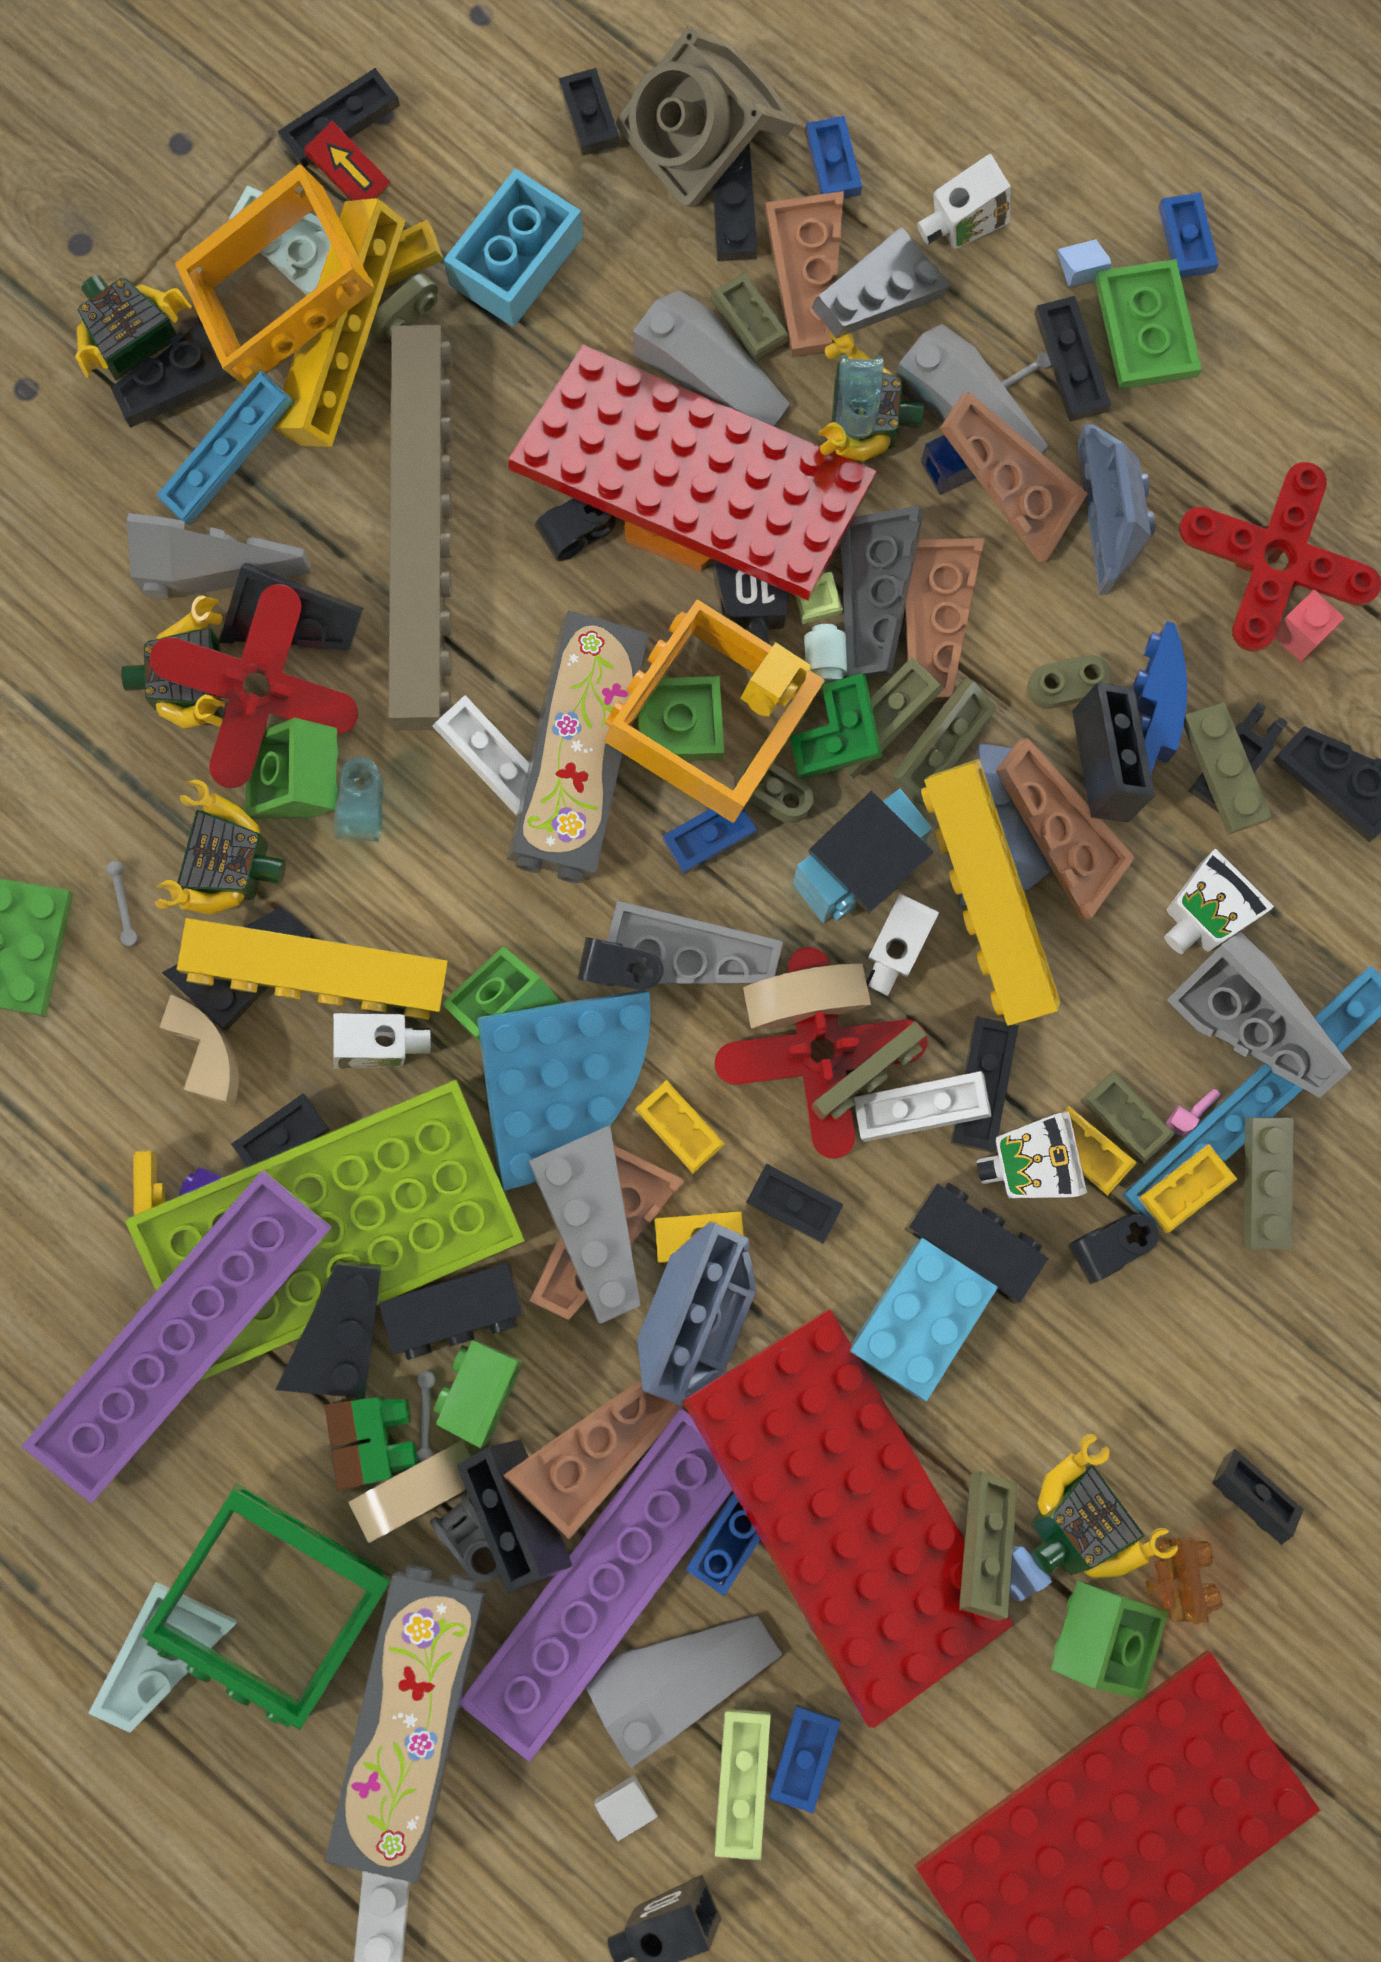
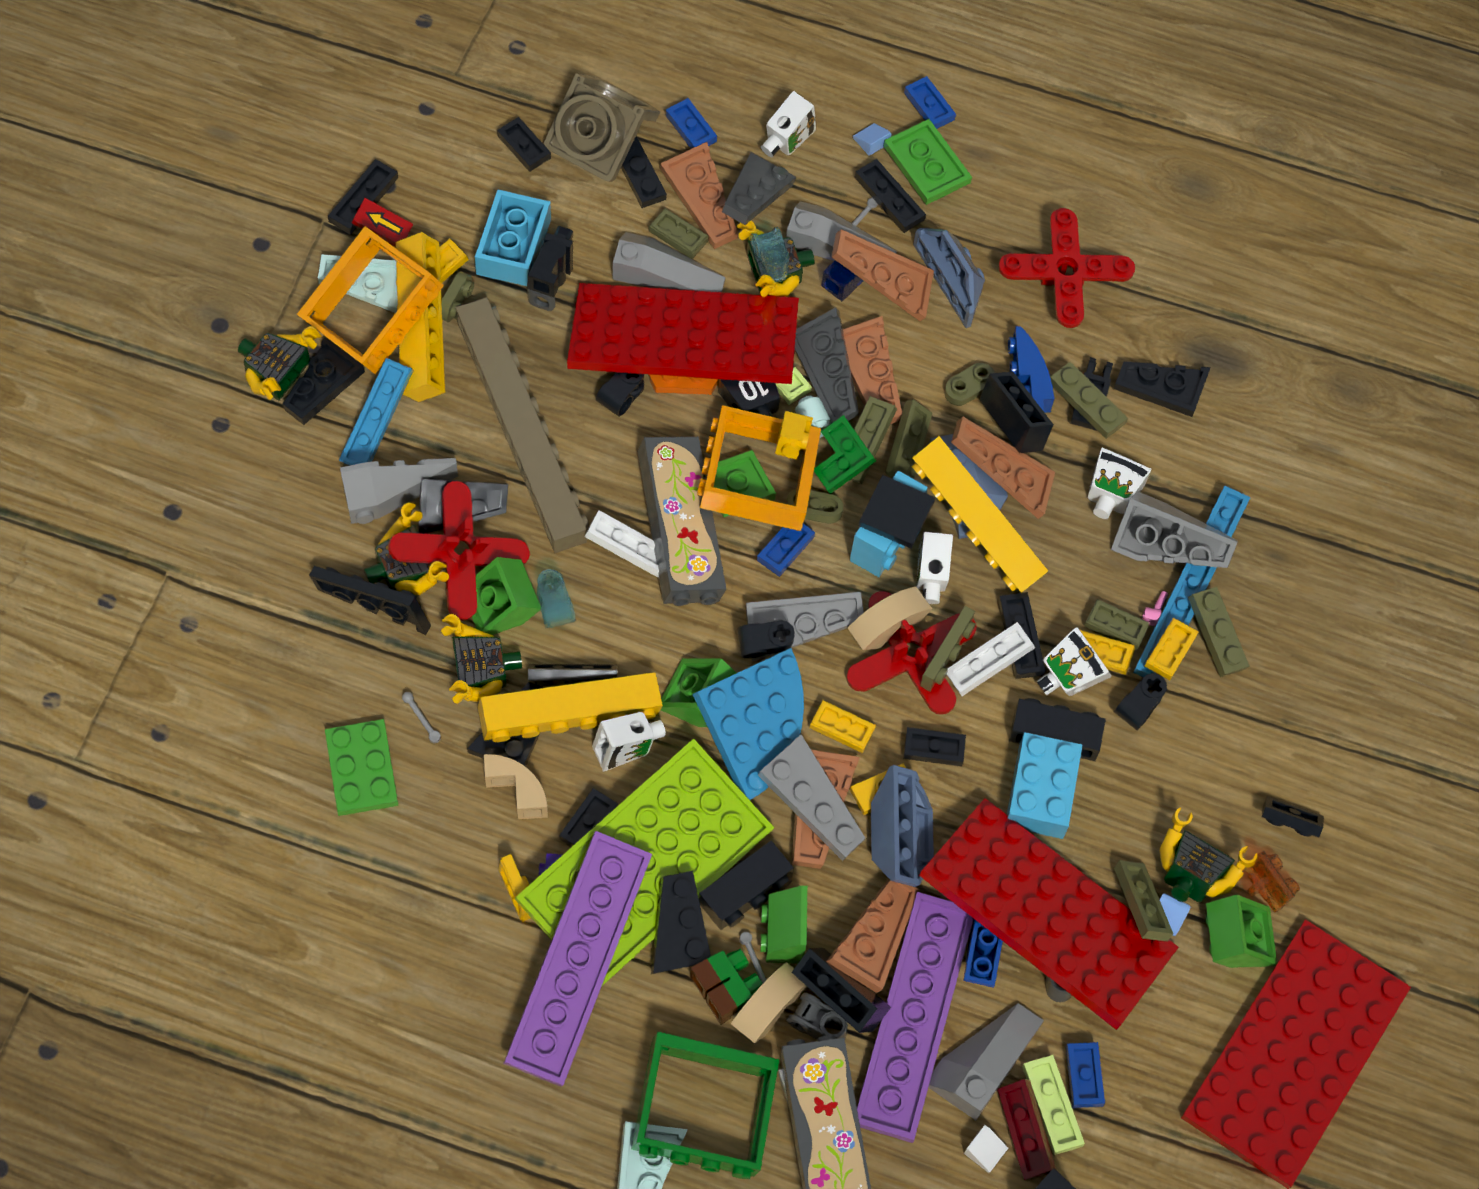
camera: 25 degrees left, 15 degrees down
(119, 712) = (373, 597): none -> black wing
(342, 916) = (570, 673): none -> black plate
(547, 309) = (550, 268): none -> black hips
(690, 1807) = (1026, 1129): none -> dark red plate
(1308, 625) = (1101, 303): coral brick -> none

